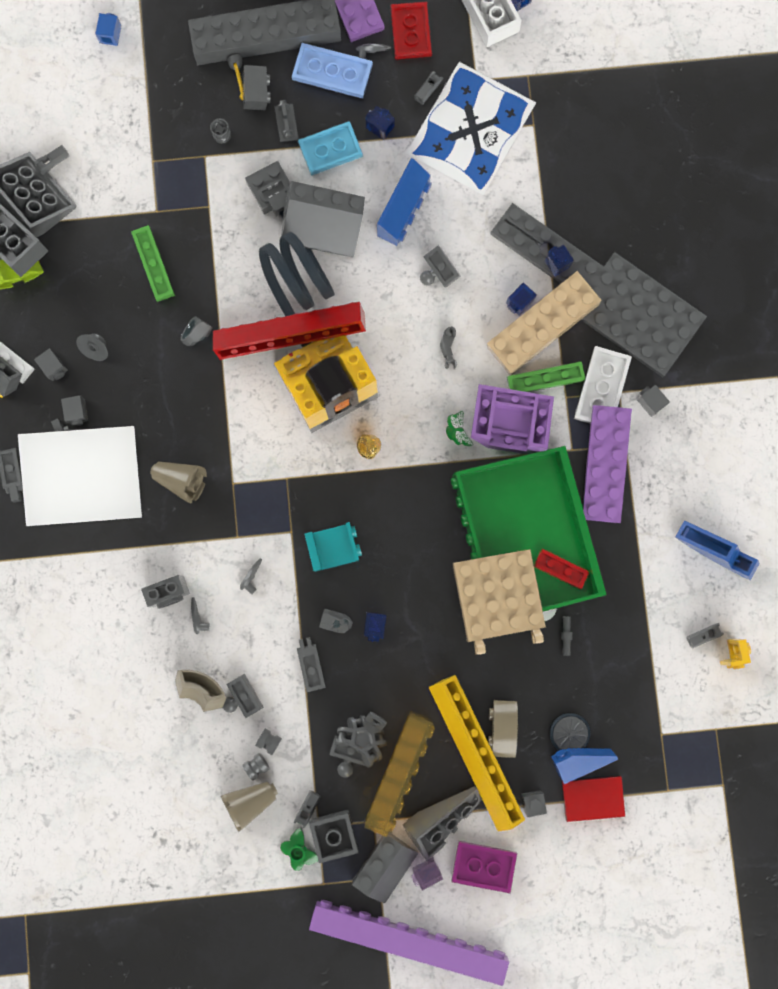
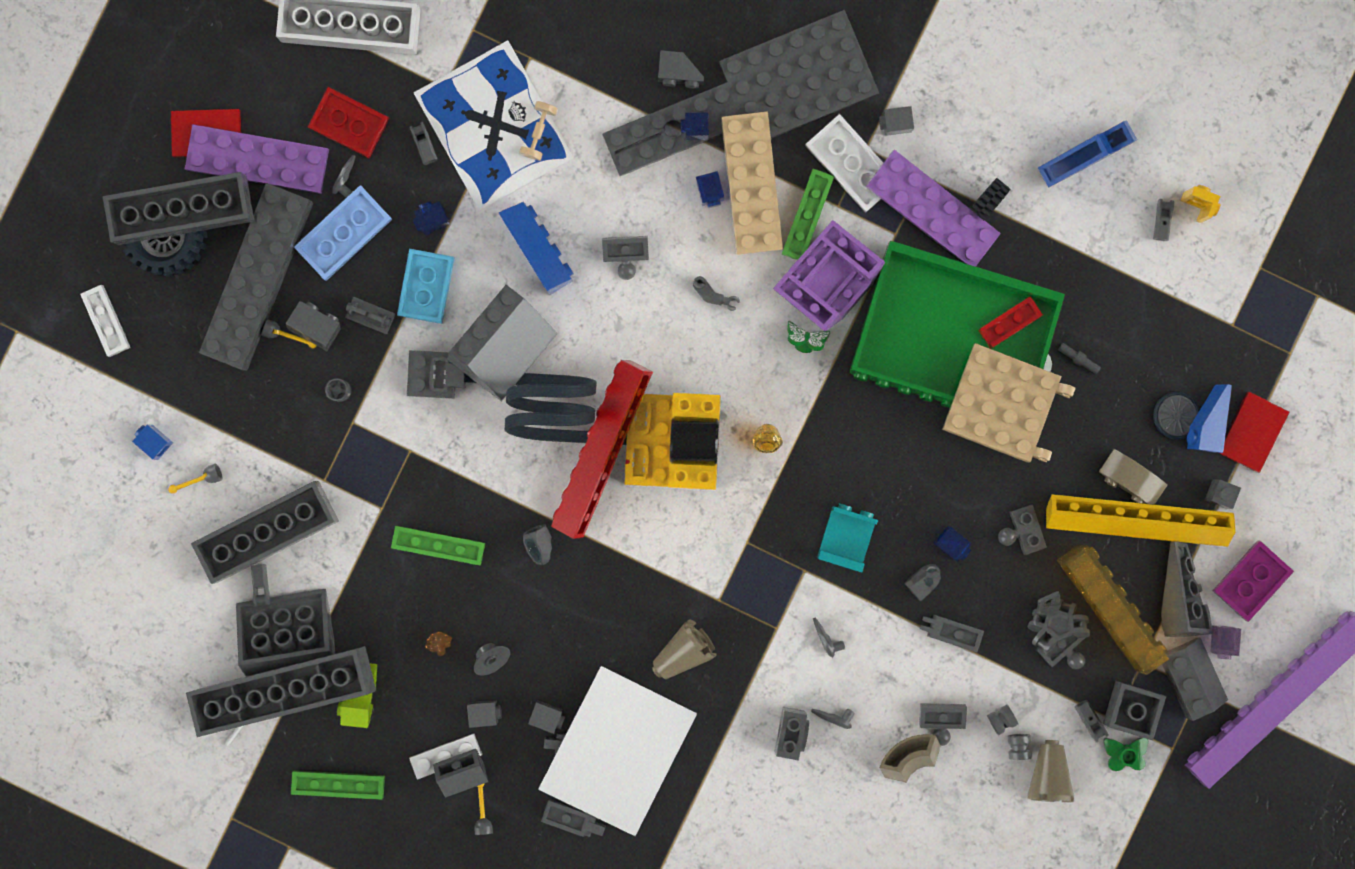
camera: 55 degrees left, 5 degrees up
(84, 304) = (438, 643): none -> clear orange plant
(90, 138) = (264, 532): none -> dark grey brick
(110, 81) = (211, 474): none -> hinge
(418, 674) = (1026, 530): none -> dark grey plate
(505, 154) = (538, 130): none -> tan wheel
(589, 225) = (678, 69): none -> dark grey slope
(640, 499) = (990, 199): none -> black tyre

